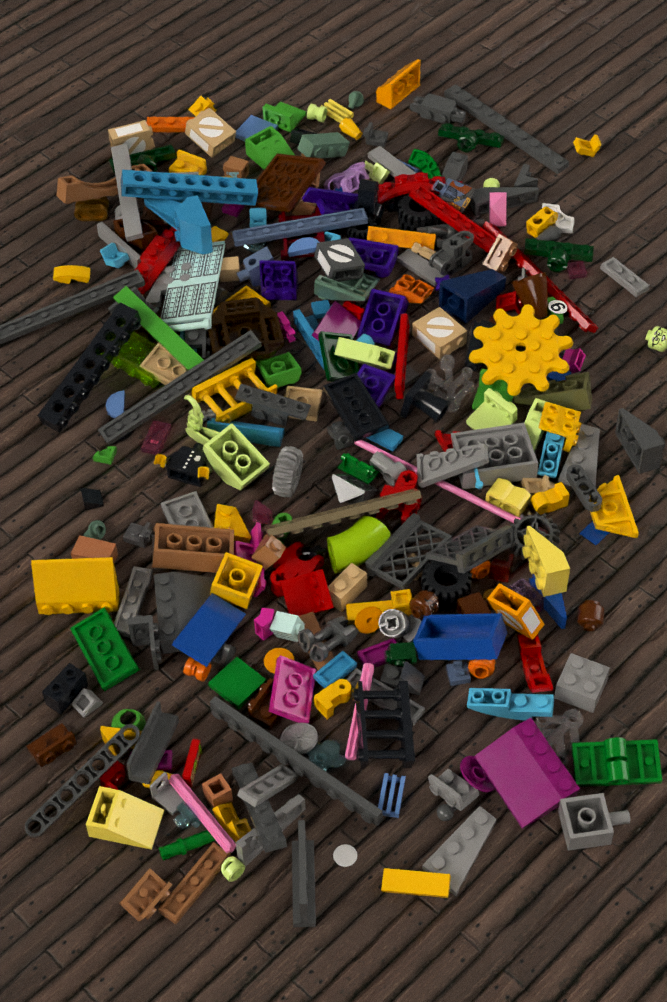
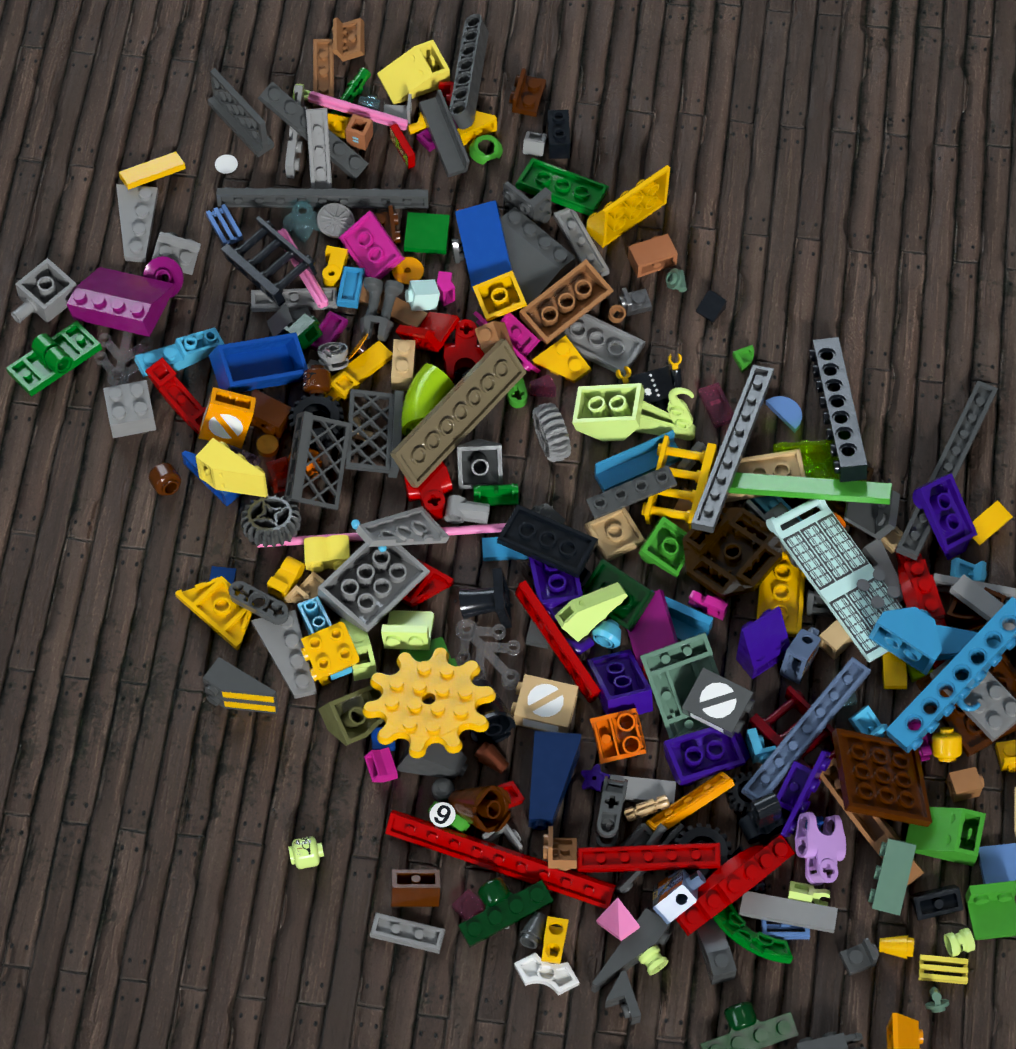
camera: 140 degrees right, 10 degrees up
(95, 279) = (946, 514): none -> dark purple slope
(302, 246) = (778, 709): medium blue tile -> none
(605, 284) = (415, 888): none -> reddish brown brick

